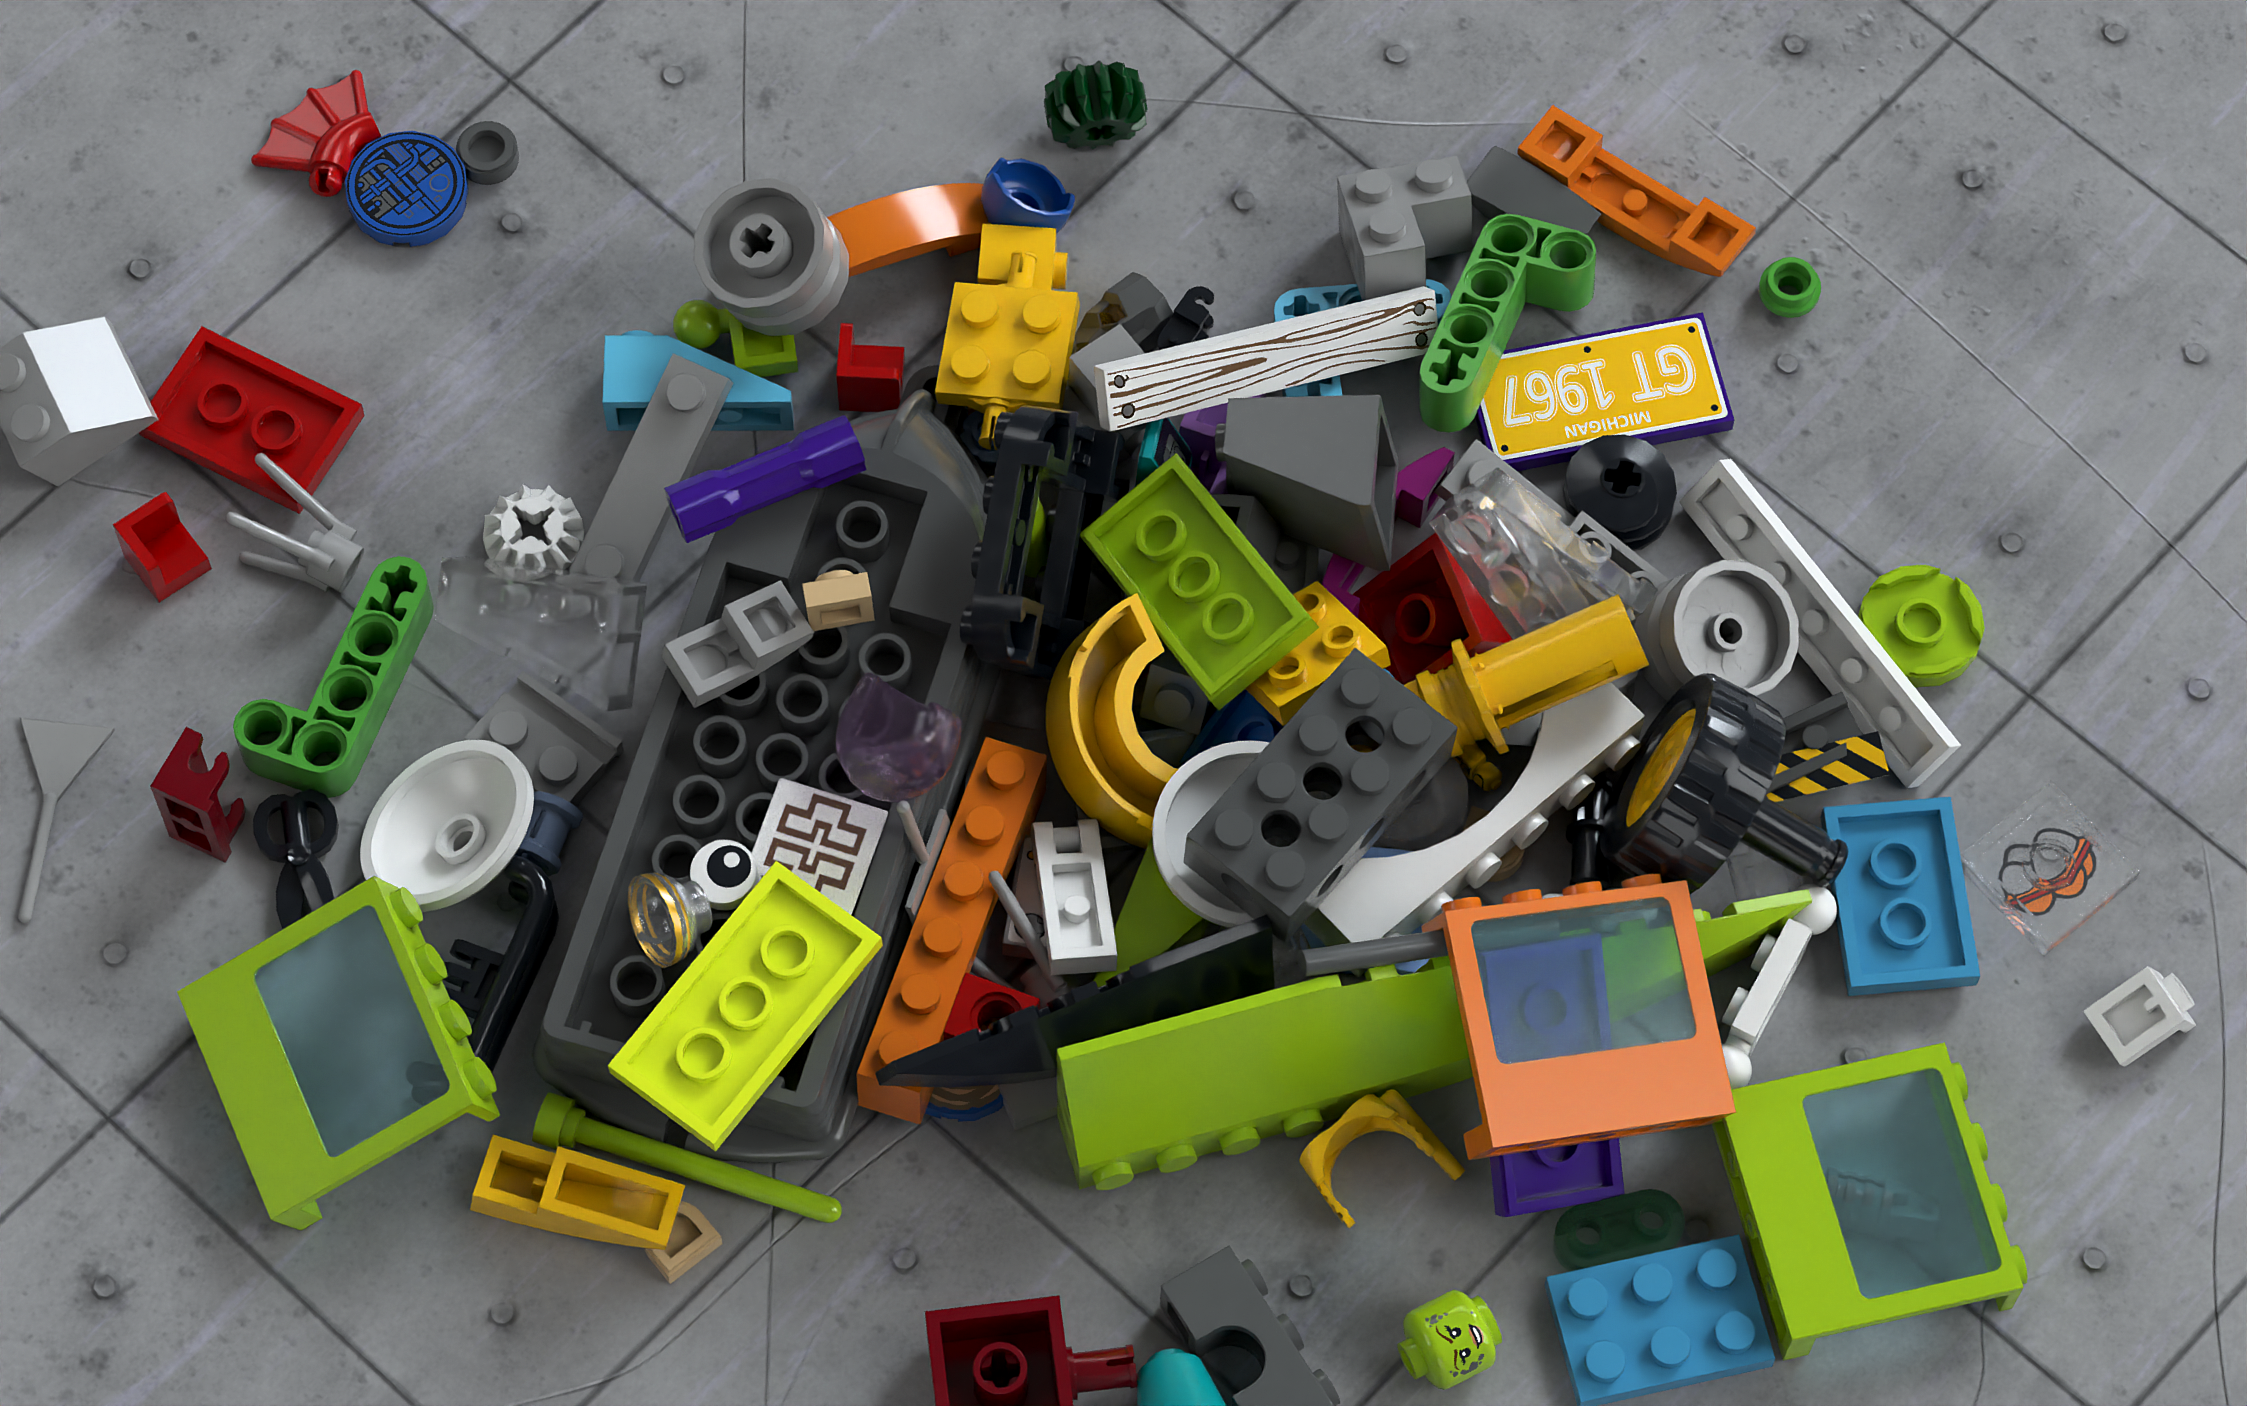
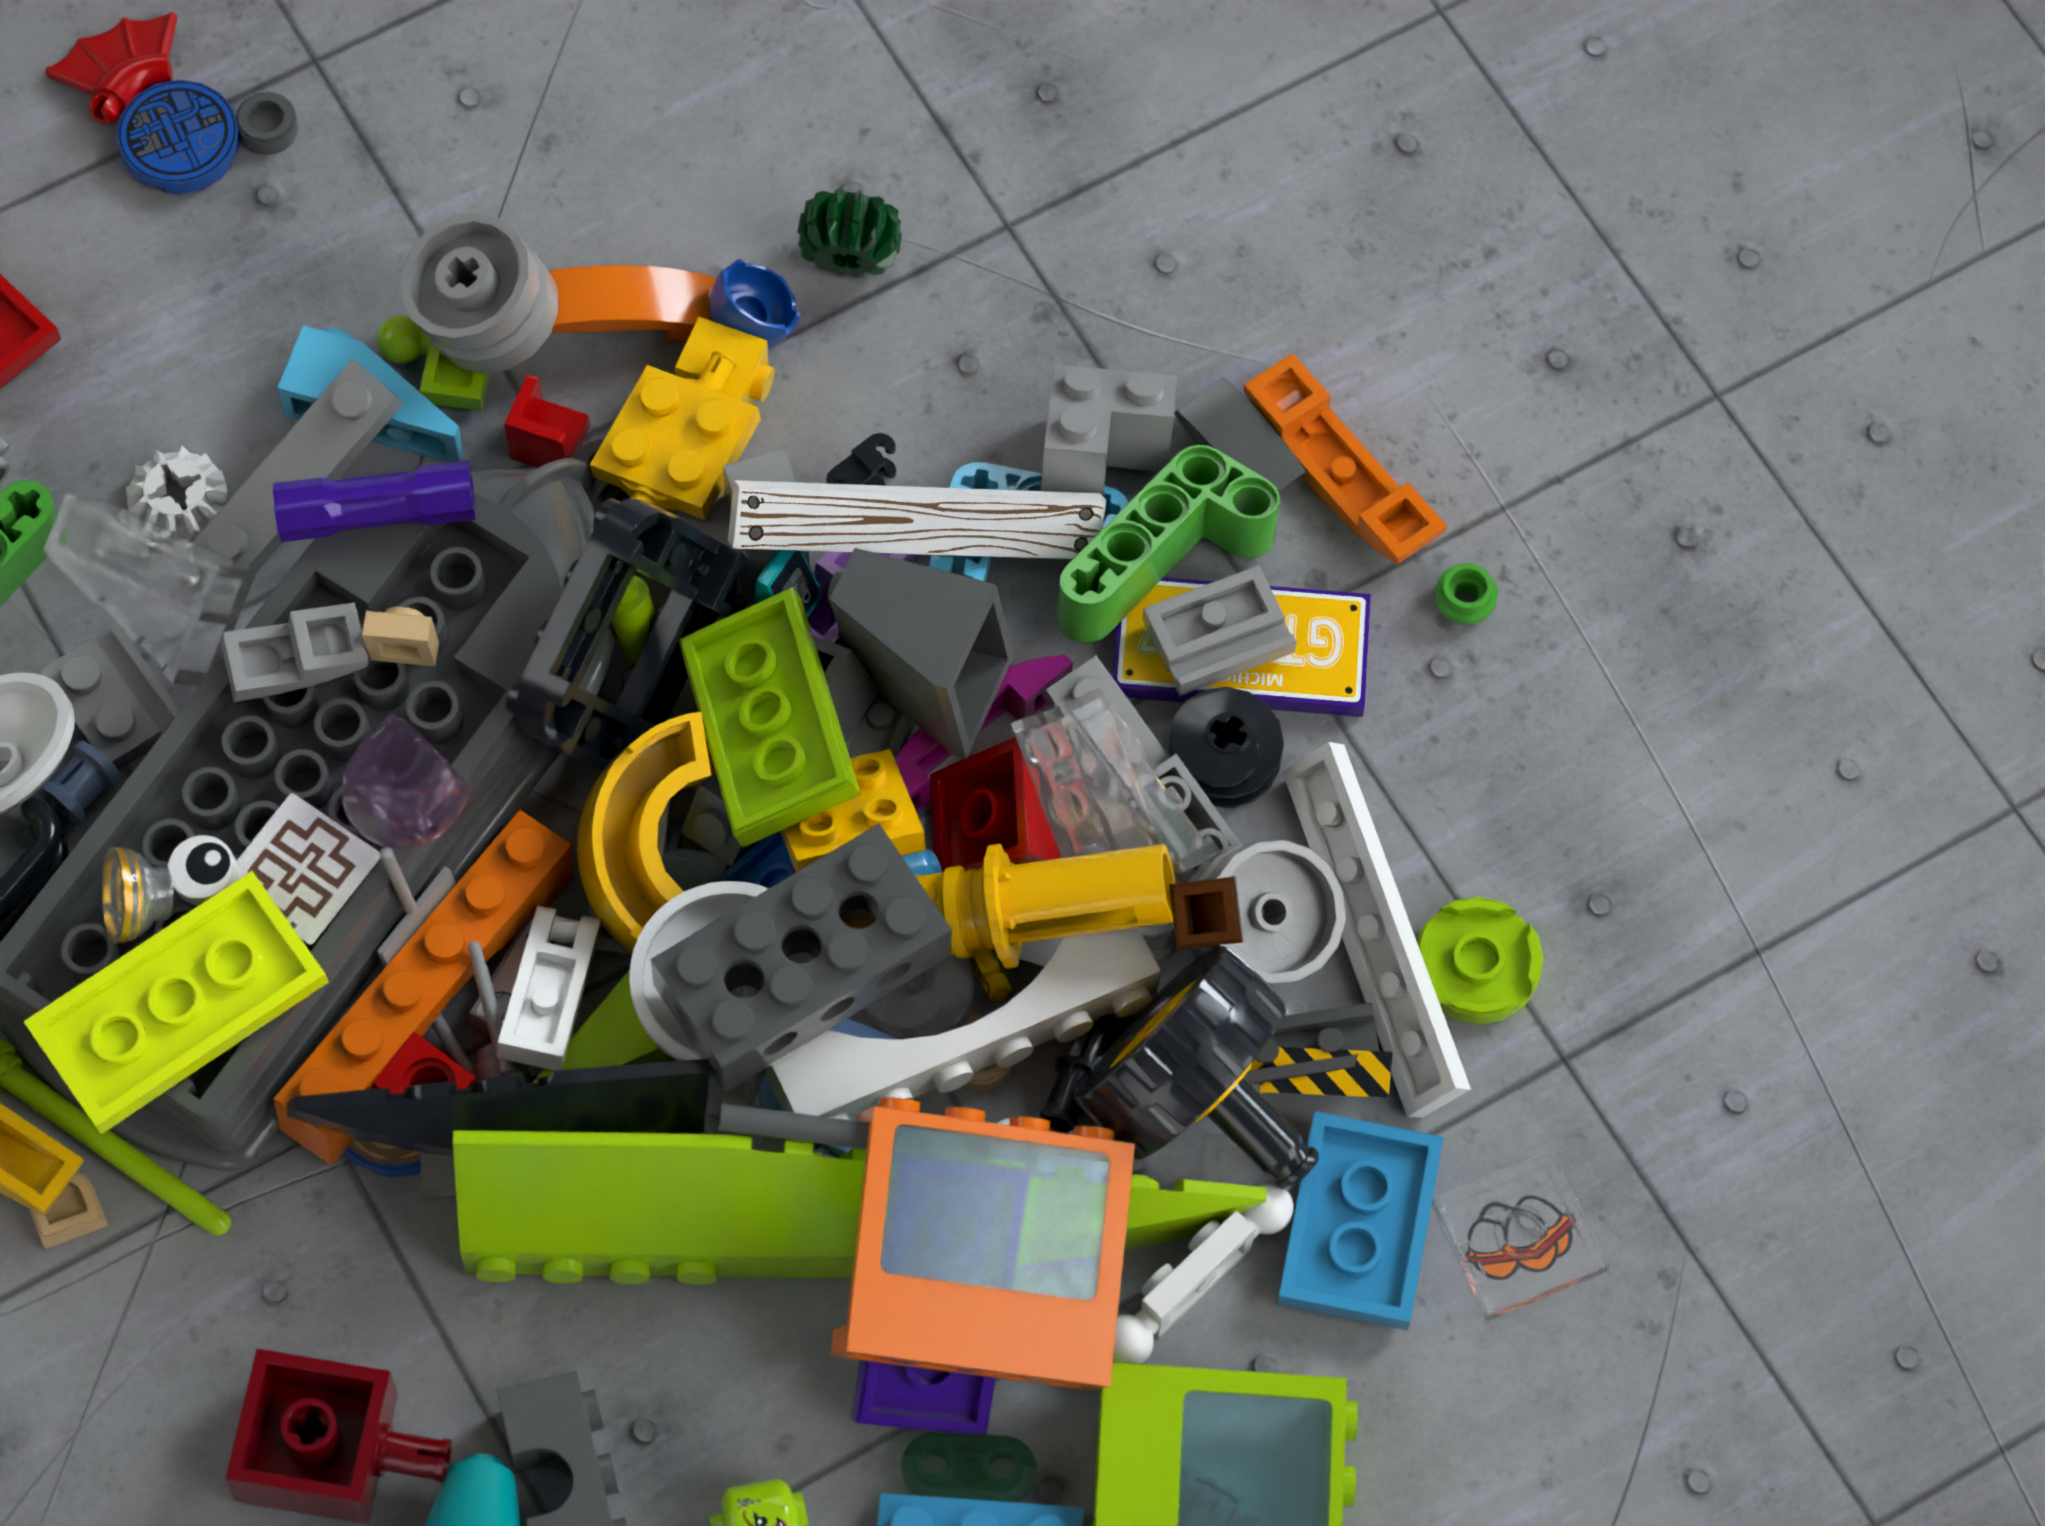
camera: 15 degrees right, 0 degrees up
(1135, 306) = (812, 442): dark grey rock -> none
(1368, 1115) = (756, 1283): yellow helmet -> none
(1578, 384) = (1219, 630): none -> light grey plate
(1677, 647) = (1206, 913): none -> reddish brown slope
(2141, 1014) = (1559, 1407): white bracket -> none

